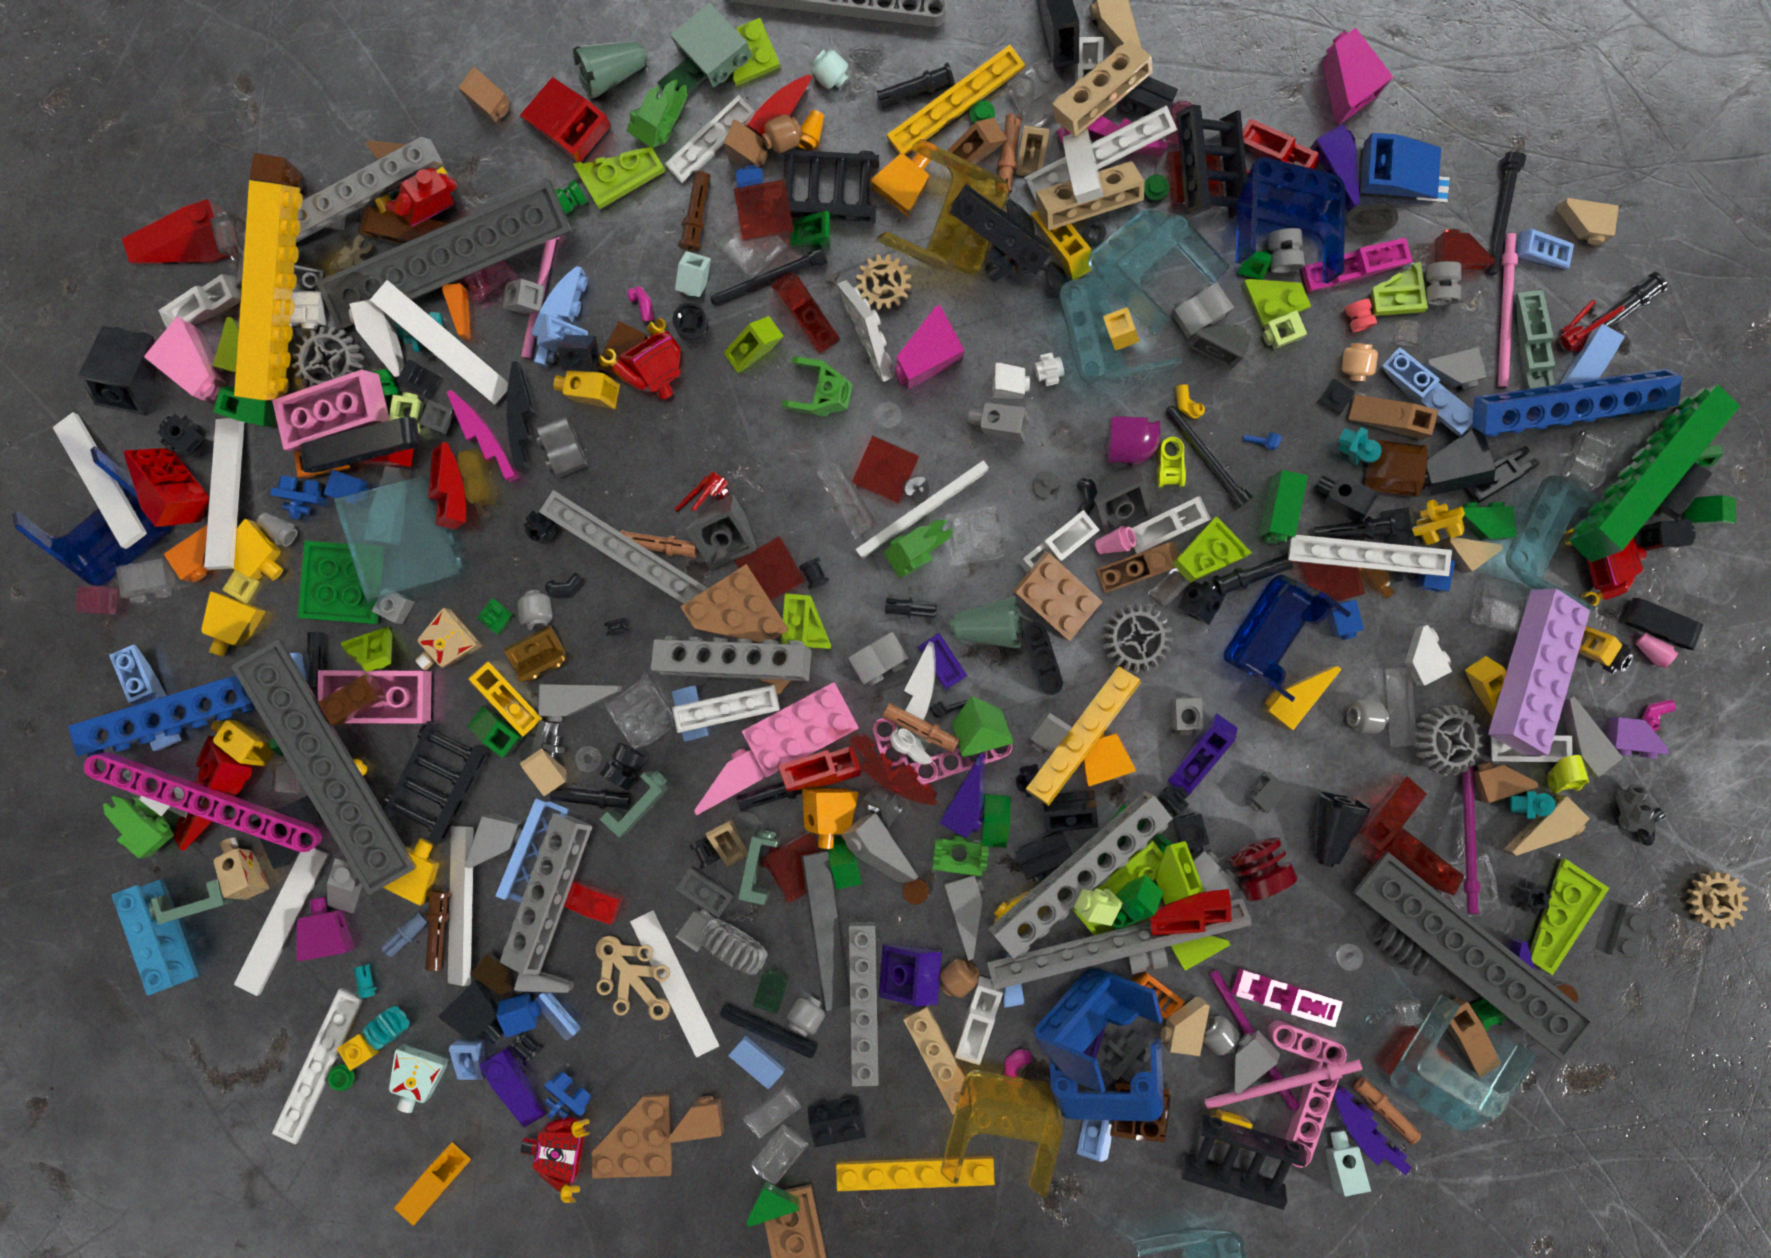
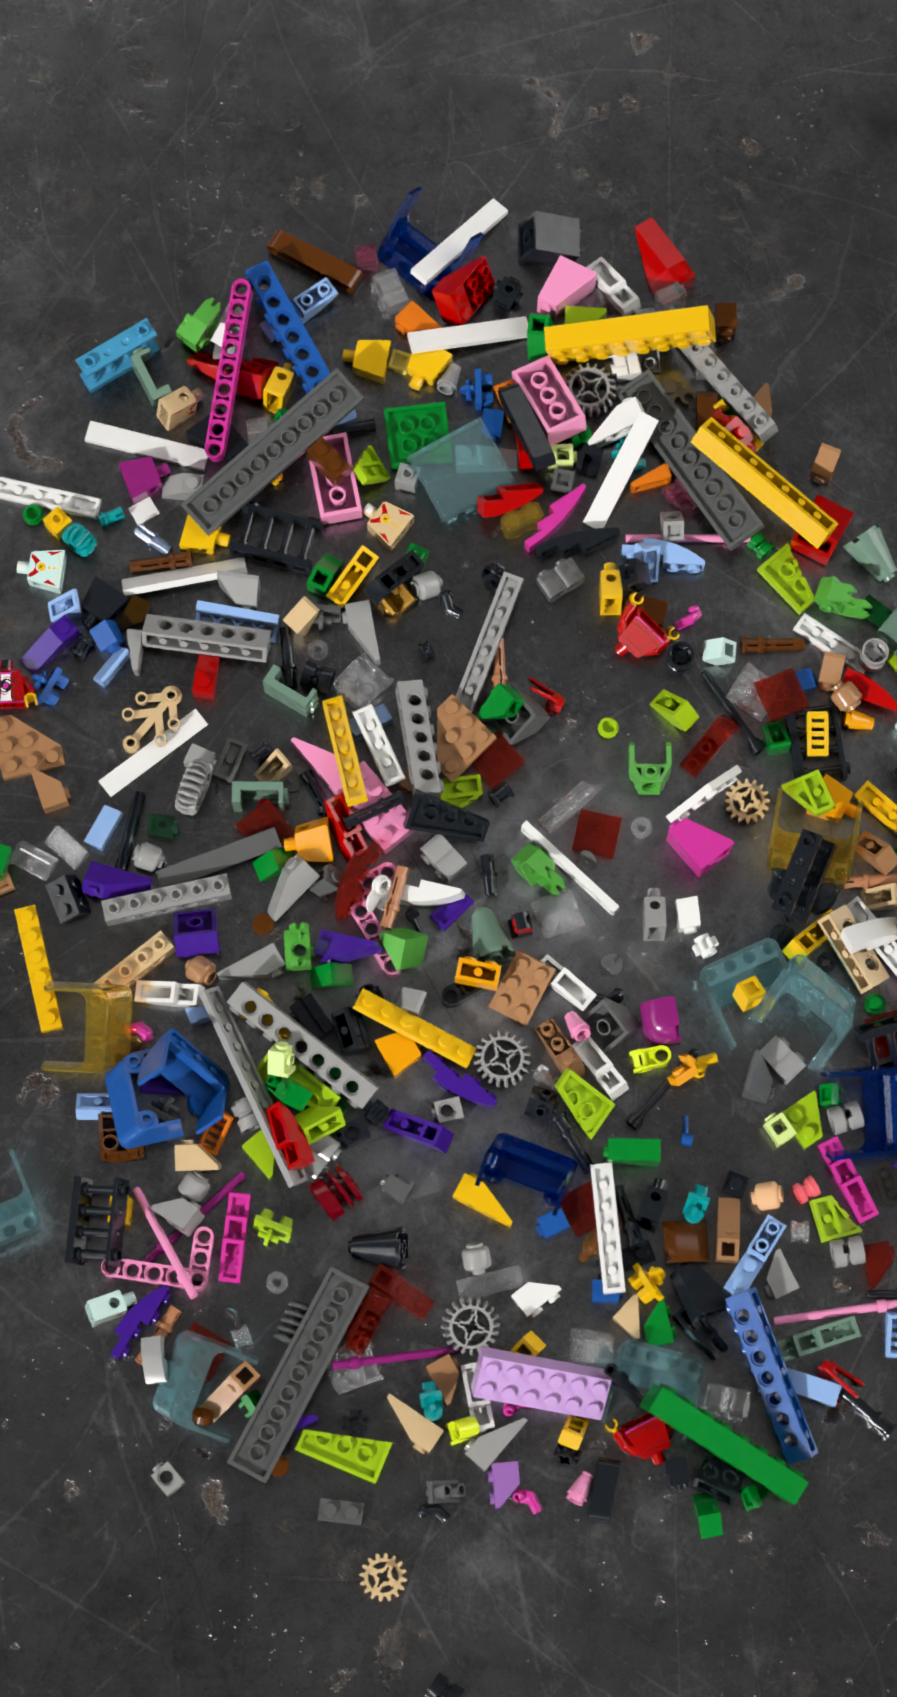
camera: 75 degrees right, 10 degrees down
(85, 665) = (314, 260): none -> reddish brown beam
(365, 938) = (143, 510): none -> white sticker
(495, 168) = (764, 482): none -> yellow brick
(518, 648) = (394, 577): none -> black slope
(705, 548) = (501, 704): none -> green slope
(726, 752) = (345, 751): none -> yellow plate
(732, 85) = (873, 655): none -> light grey wheel
(757, 428) = (608, 727): none -> lime plate
(811, 167) = (818, 715): none -> yellow slope
(816, 760) = (396, 799): none -> black pin
(829, 1066) = (112, 882): none -> dark purple slope
(833, 651) = (443, 818): none -> black wing
(893, 201) = (810, 793): none -> lime wing
(980, 583) = (520, 925): none -> black leg
(1038, 645) = (477, 973): none -> light orange brick
(1163, 688) = (467, 1087): none -> dark purple slope
(1199, 426) = (683, 1073): none -> light orange bracket
(1291, 940) = (272, 1230): none -> lime hips
(1422, 1125) = (153, 1361): none -> light grey slope
(1496, 1077) = (202, 1416): none -> reddish brown tile
(1557, 574) = (621, 1381): none -> black pin
(1568, 1134) = (176, 1482): none -> light grey brick

